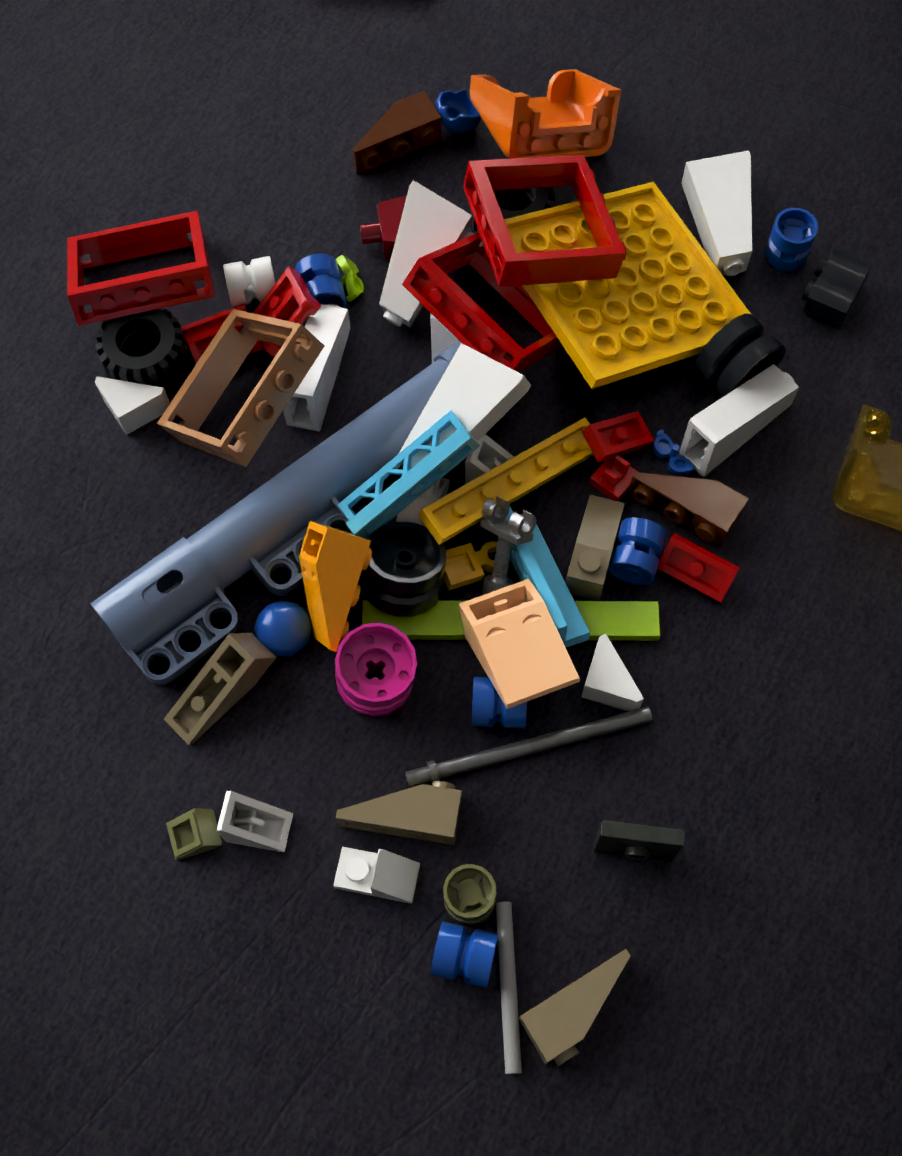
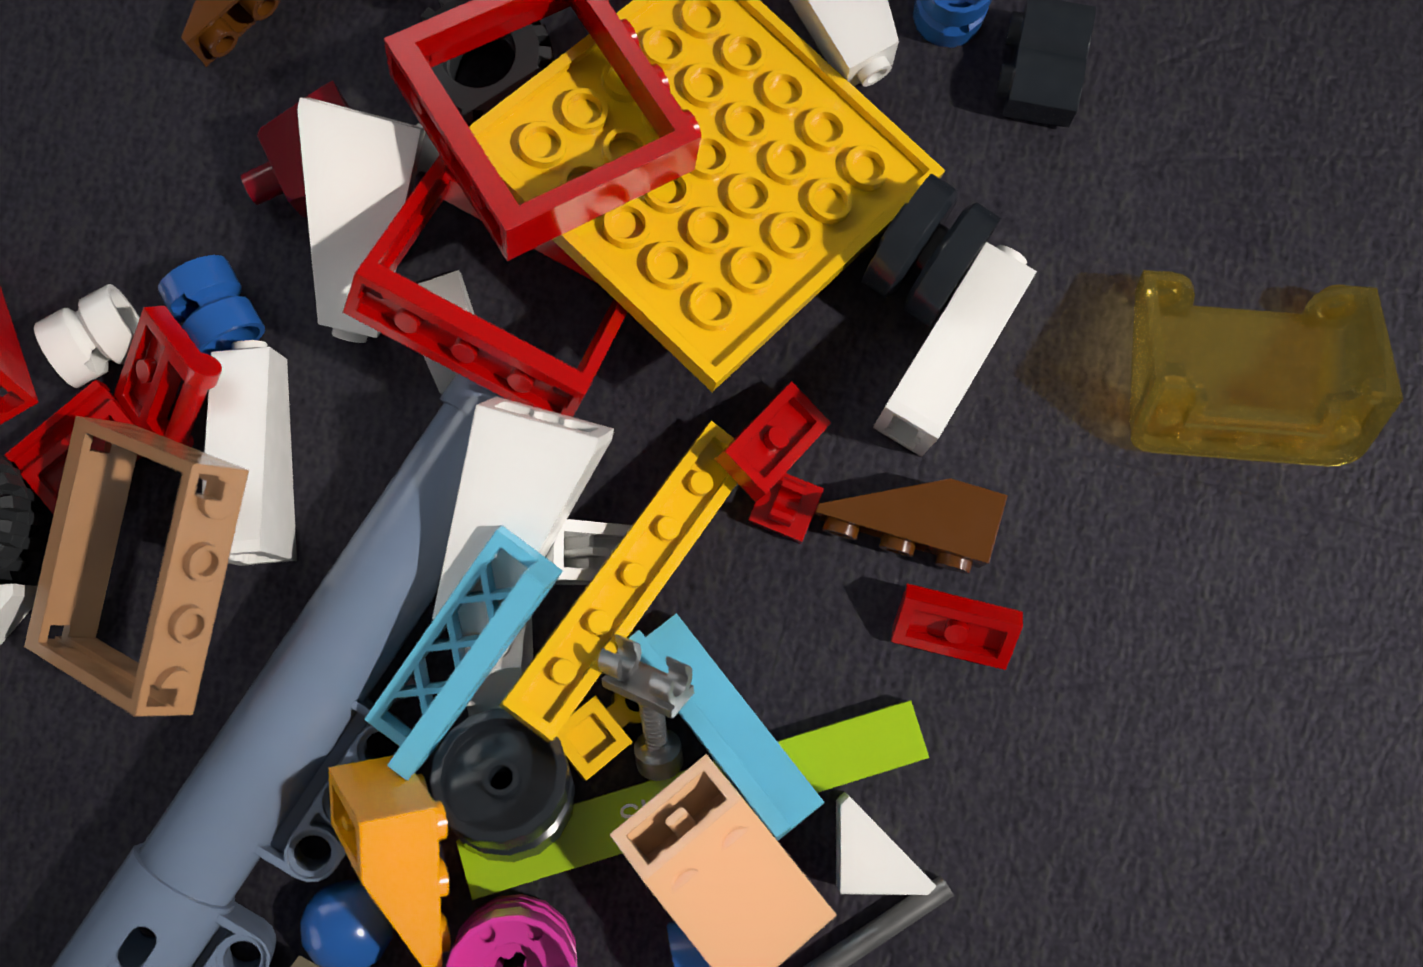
camera: 15 degrees left, 15 degrees up
(353, 283) = (265, 281): lime piece -> none
(594, 547) = (788, 634): dark tan slope -> none
(637, 551) = (863, 609): blue wheel -> none
(664, 448) = (876, 449): blue piece -> none

